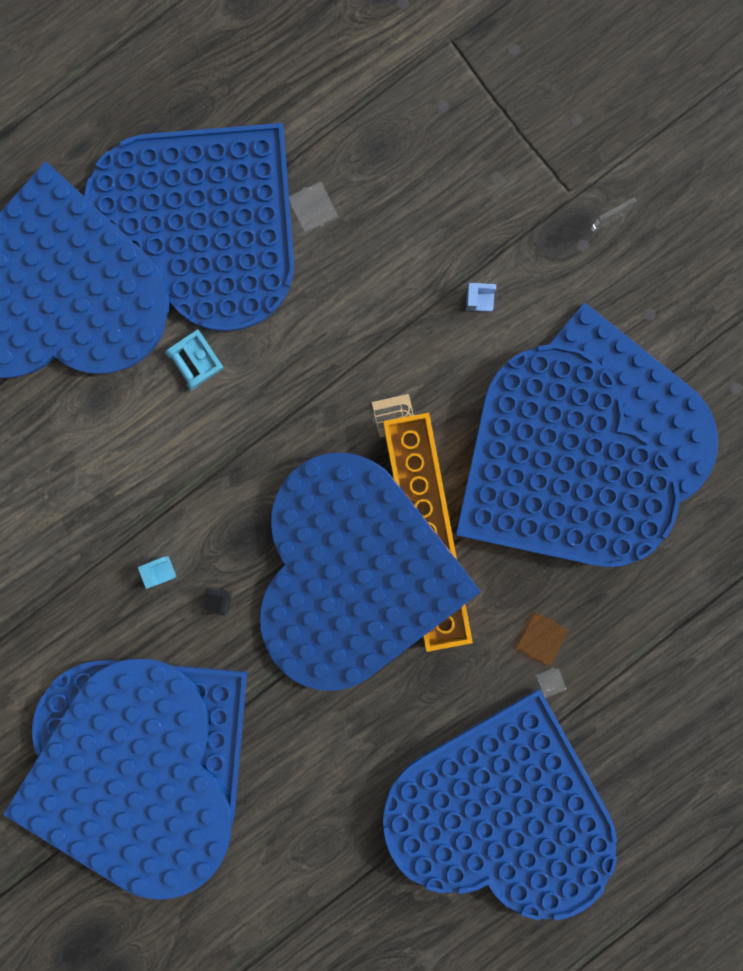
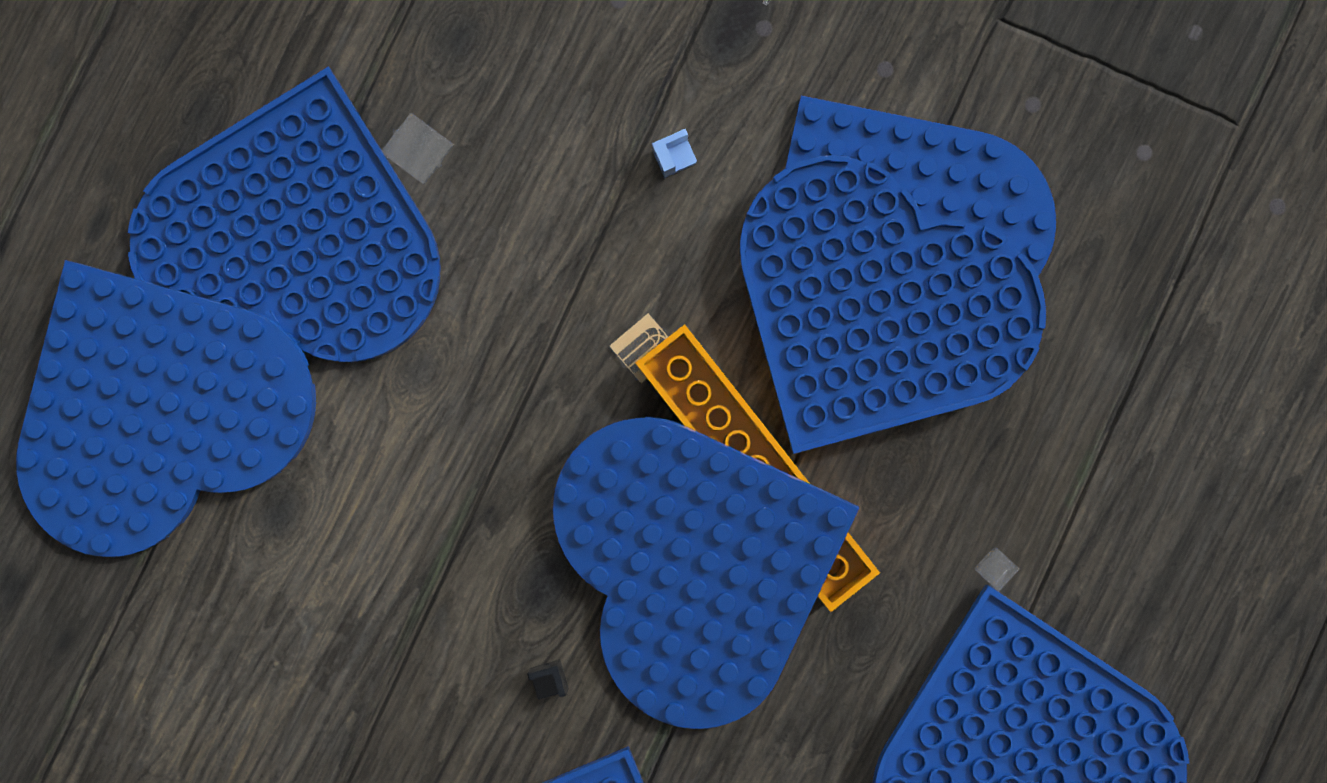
camera: 25 degrees left, 0 degrees up
(157, 572) = (458, 684): medium azure panel -> none
(200, 355) = (374, 396): medium azure plate -> none
(542, 639) = (959, 522): clear orange piece -> none

